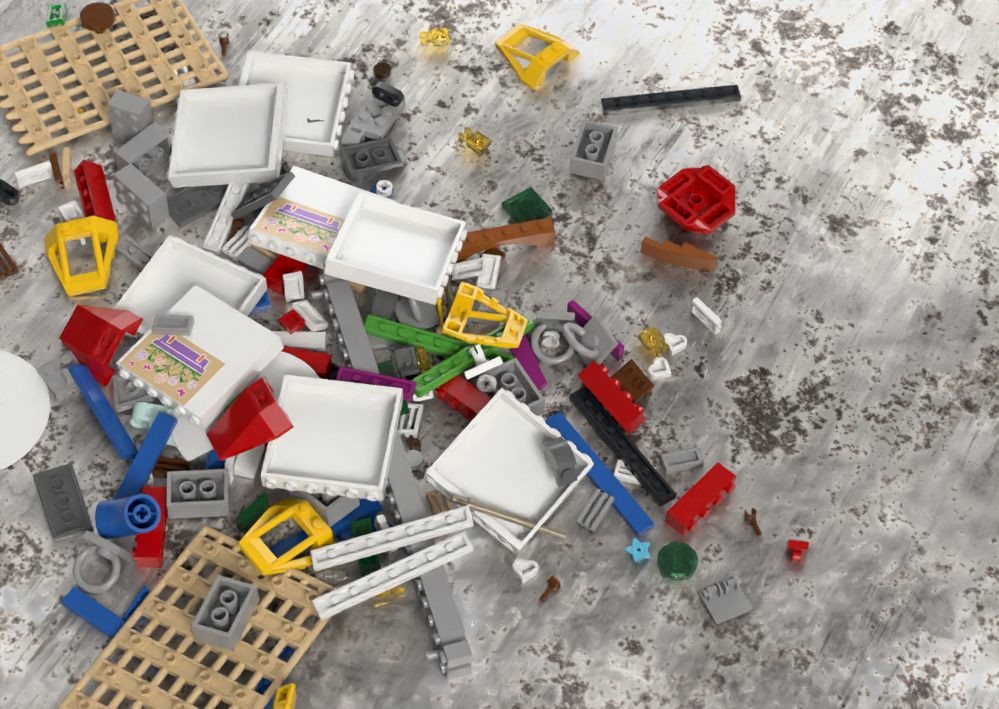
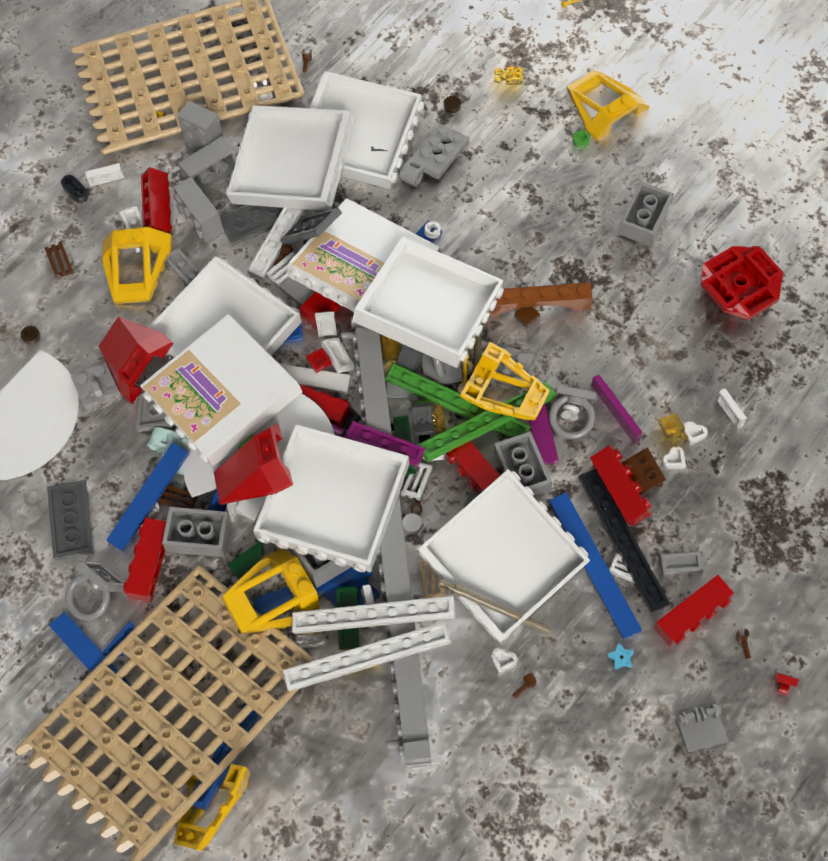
camera: 15 degrees right, 10 degrees up
(56, 20) = (158, 13): green tile -> none
(56, 171) = (126, 174): reddish brown tile -> none
(67, 166) = (136, 170): tan tile -> none
(97, 17) = (190, 20): reddish brown tile -> none
(103, 411) = (123, 431): blue tile -> none
(127, 516) = (120, 551): blue brick -> none
(173, 325) = (199, 354): light grey tile -> none
(225, 613) = (195, 672): light grey brick -> none
(362, 298) = (389, 348): none -> clear yellow plate
(371, 158) = (426, 196): dark grey slope -> none
(388, 94) = (452, 131): black beam -> none
(469, 269) = (501, 326): white tile -> none
(476, 142) = (530, 190): clear yellow plate -> none
(482, 363) = (496, 435): white tile -> none
(486, 378) = (491, 456): white bush -> none
(490, 279) = (520, 331): white tile -> none
(517, 89) = (581, 139): none -> bright green tile
(526, 206) = (569, 266): clear green tile -> none
(562, 458) = (556, 555): dark grey brick -> none
(591, 341) = (611, 422): light grey tile -> none
(604, 496) = (573, 620): light grey tile -> none
(670, 99) = (732, 167): black tile -> none
(677, 561) = (659, 675): clear green tile -> none
(684, 256) = (720, 340): dark orange slope -> none

